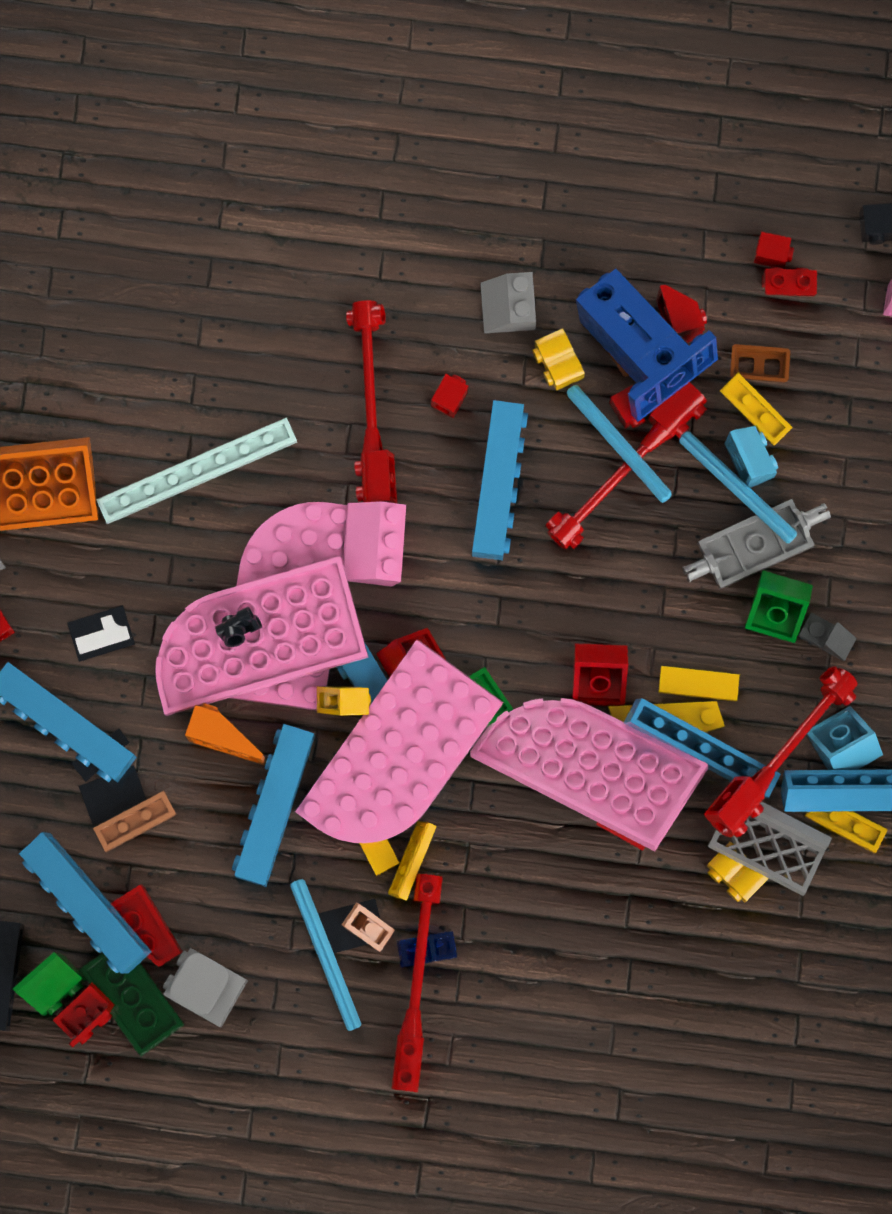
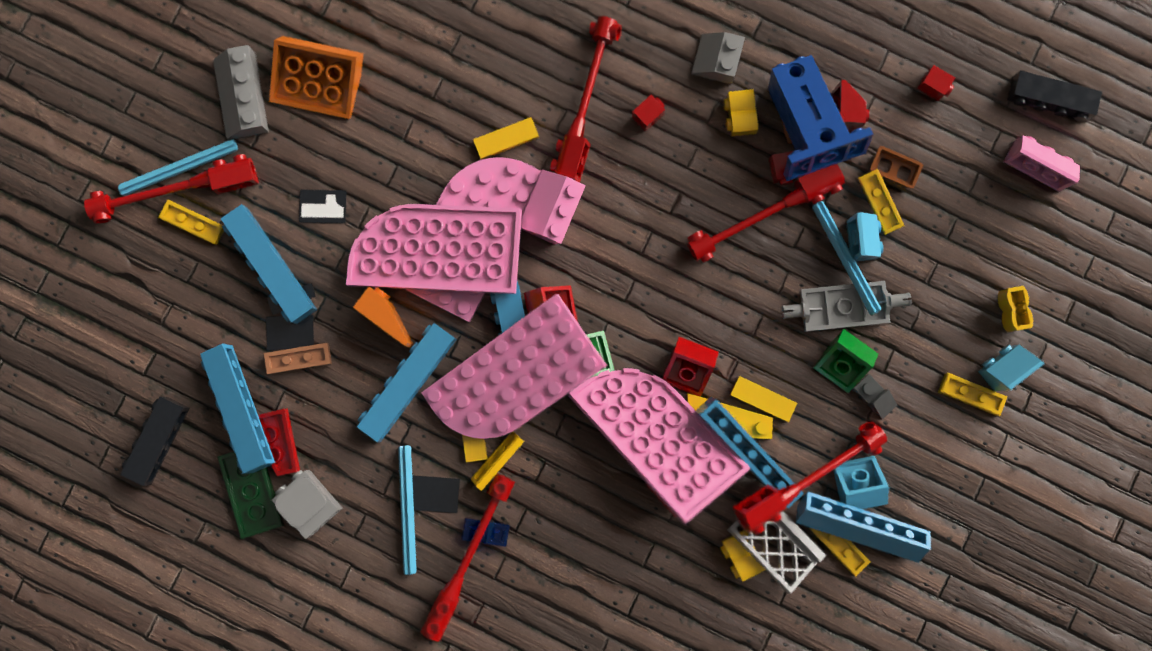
camera: 20 degrees right, 5 degrees up
(50, 984) = (187, 462): green slope -> none
(84, 1014) = (208, 493): red bracket -> none
(196, 470) = (436, 106): light aqua tile -> none
(235, 626) = (420, 236): black plate -> none
(292, 481) = (506, 138): none -> yellow tile
(343, 700) = (485, 321): yellow slope -> none
(368, 927) = (445, 501): slope -> none
(498, 480) = (663, 189): dark azure brick -> none
(619, 443) = (766, 193): medium azure axle -> none
(790, 281) = (942, 111): red bracket -> none

